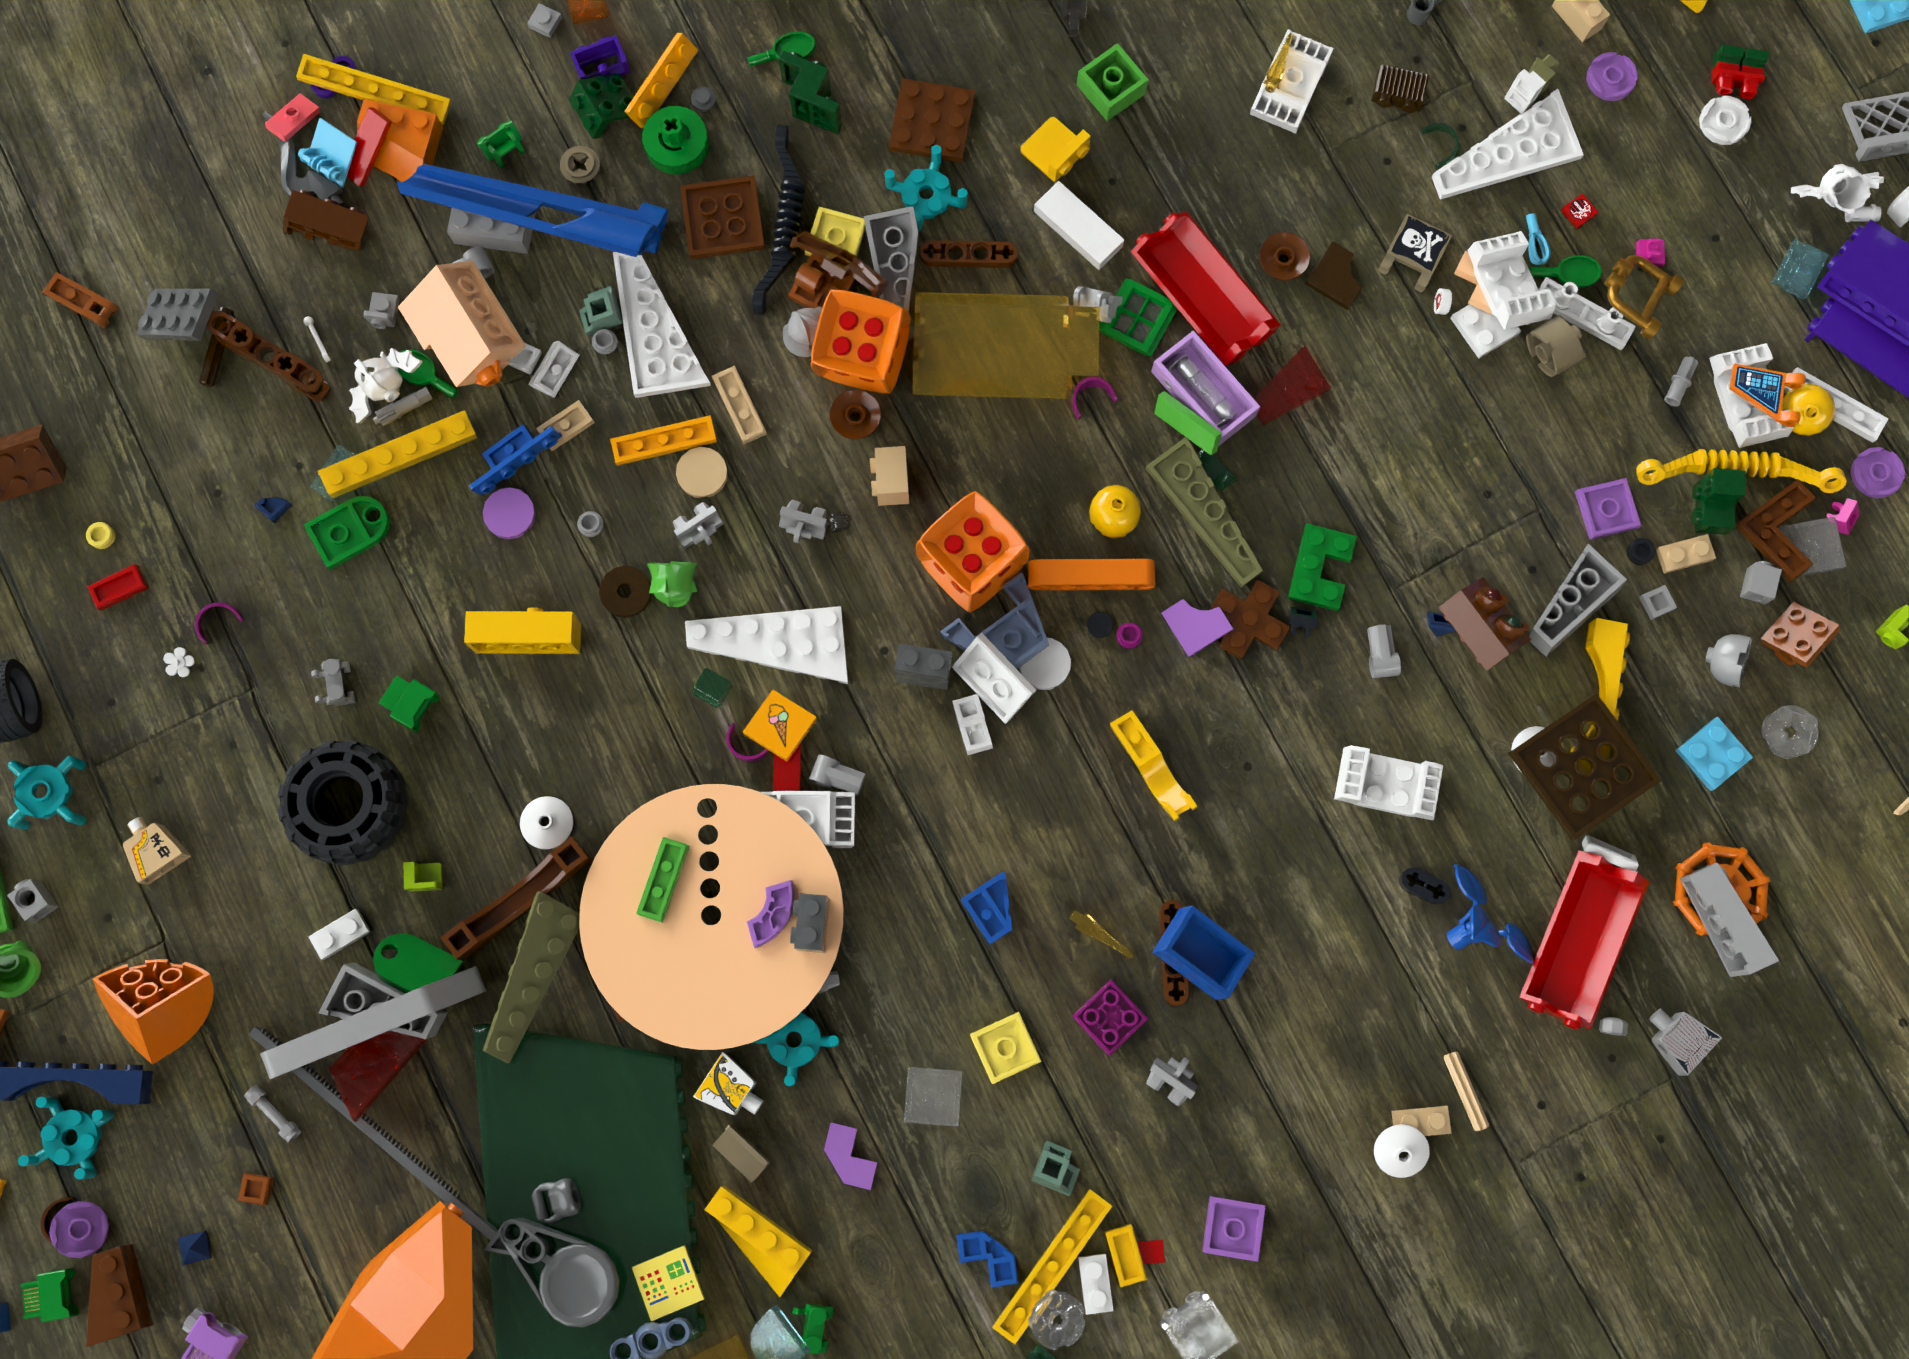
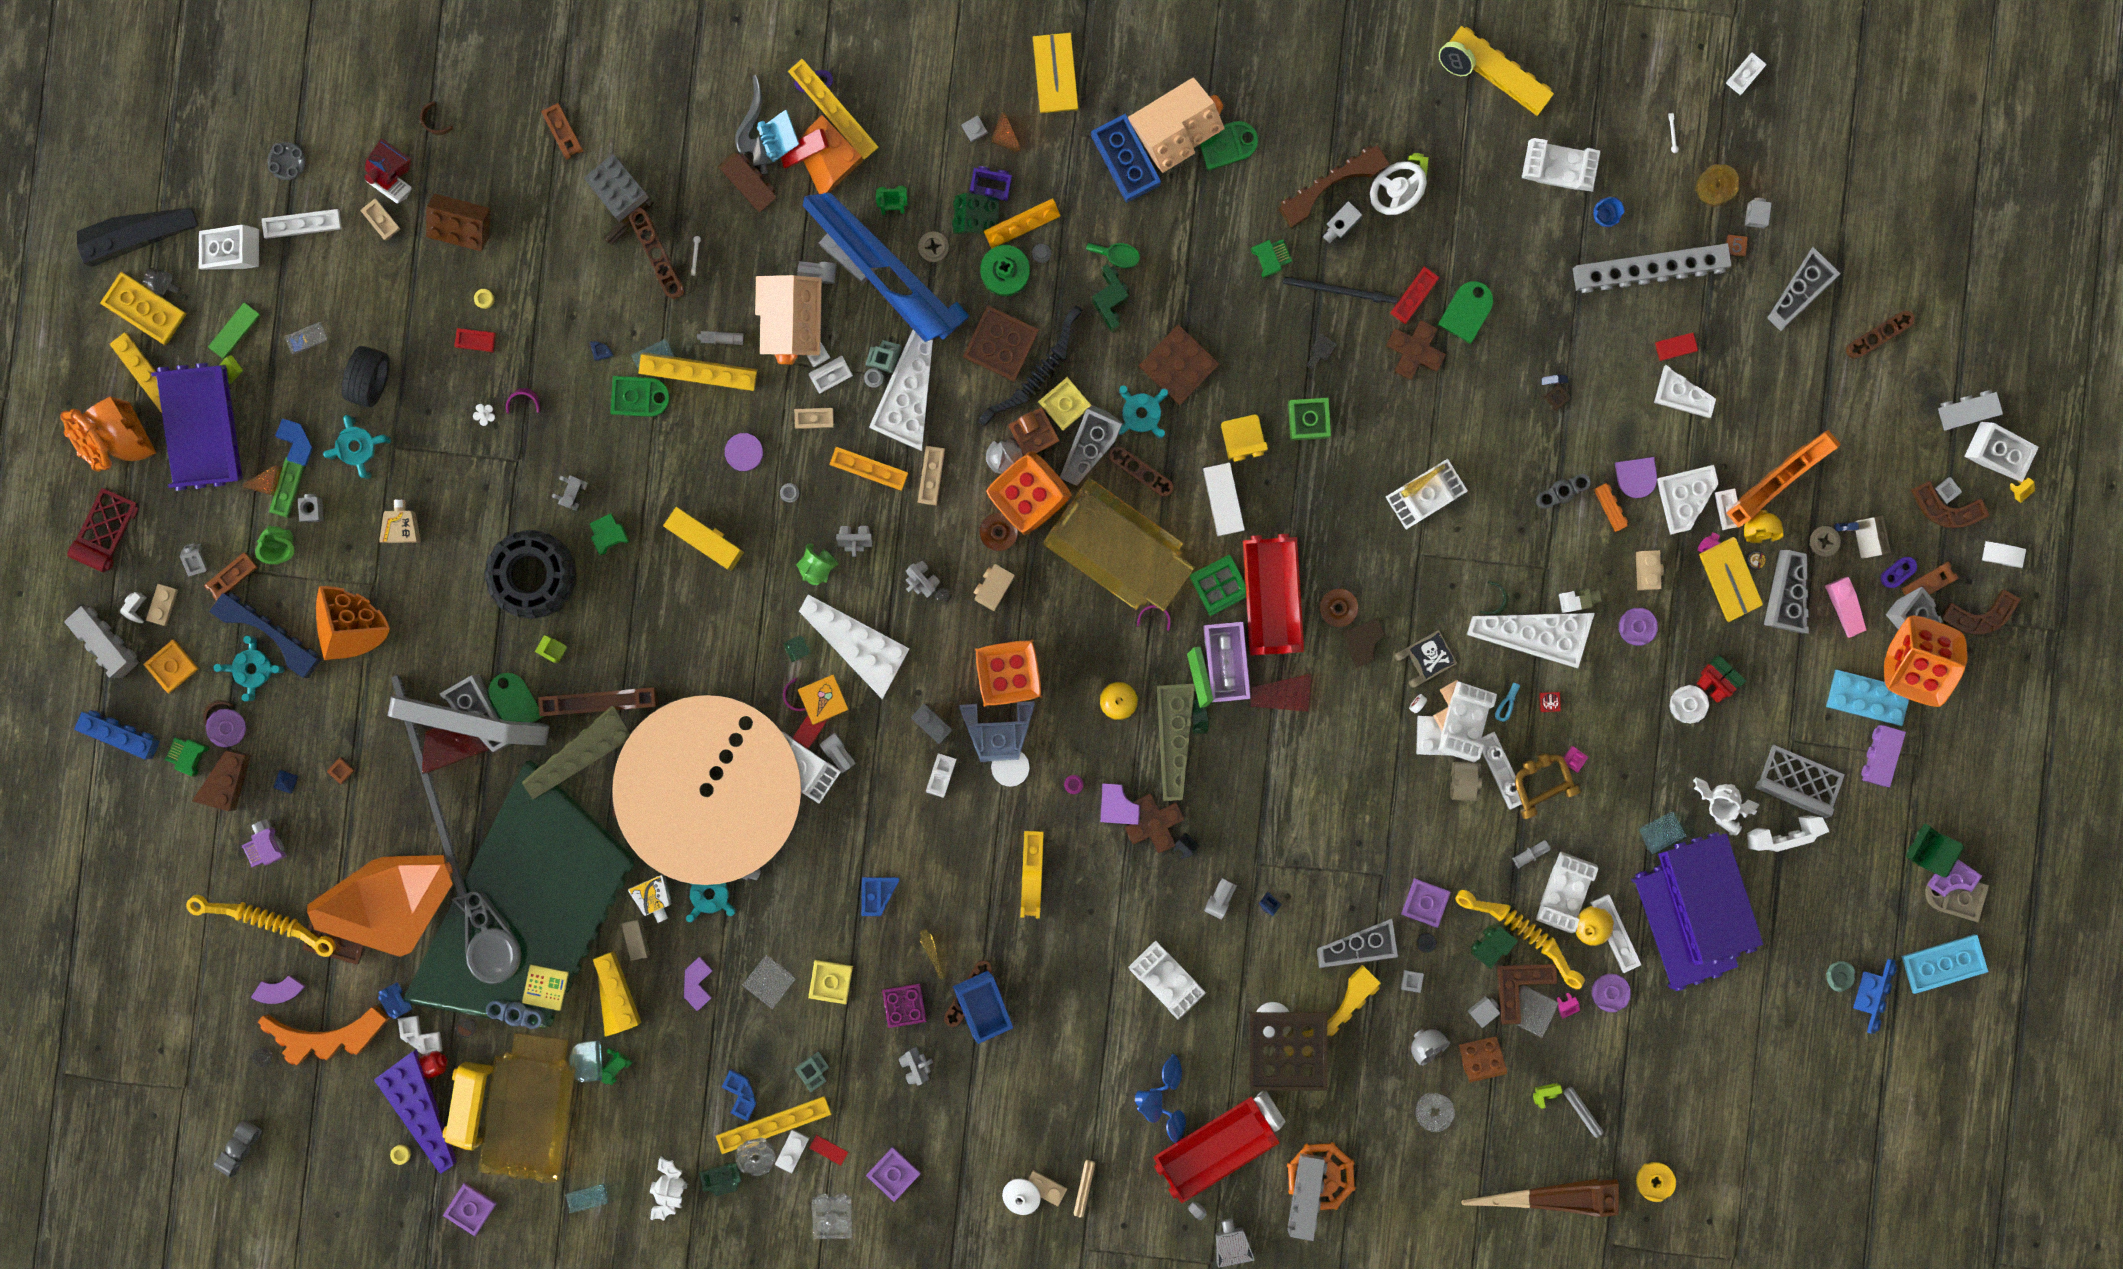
camera: 30 degrees right, 10 degrees up
(288, 1130) = (380, 749): light grey bar -> none
(292, 117) = (770, 92): coral plate -> none
(339, 934) = (480, 650): white plate -> none
(381, 383) = (716, 314): white helmet -> none
(382, 310) = (747, 264): light grey bracket -> none
(426, 374) = (746, 321): green piece -> none
(511, 453) = (769, 415): blue bracket -> none
(559, 824) = (655, 663): white dish -> none
(563, 1198) = (515, 898): dark grey piece -> none
(621, 577) = (772, 550): dark brown tile -> none
(662, 879) = (691, 749): bright green tile -> none
(701, 472) = (879, 505): tan tile -> none
(774, 914) = (744, 815): medium lavender tile -> none
(811, 923) = (760, 838): dark grey brick -> none
(841, 262) = (1054, 427): reddish brown plate -> none
(993, 678) = (971, 758): white tile -> none
(1091, 574) = (1076, 731): orange beam -> none
(1096, 298) = (1194, 555): light grey piece -> none
(1099, 624) = (1060, 765): black piece -> none
(1125, 1255) = (820, 1147): yellow tile -> none
(1306, 580) = (1224, 806): green plate -> none
(1400, 88) = (1492, 545): dark brown brick -> none
(1421, 891) = (1141, 1057): black beam -> none
(1485, 623) = (1292, 925): reddish brown piece -> none
(1577, 269) = (1515, 738): green piece -> none
(1685, 553) = (1453, 962): tan plate -> none
(1714, 754) = (1378, 1094): medium azure plate -> none
(1766, 390) = (1572, 897): flag -> none

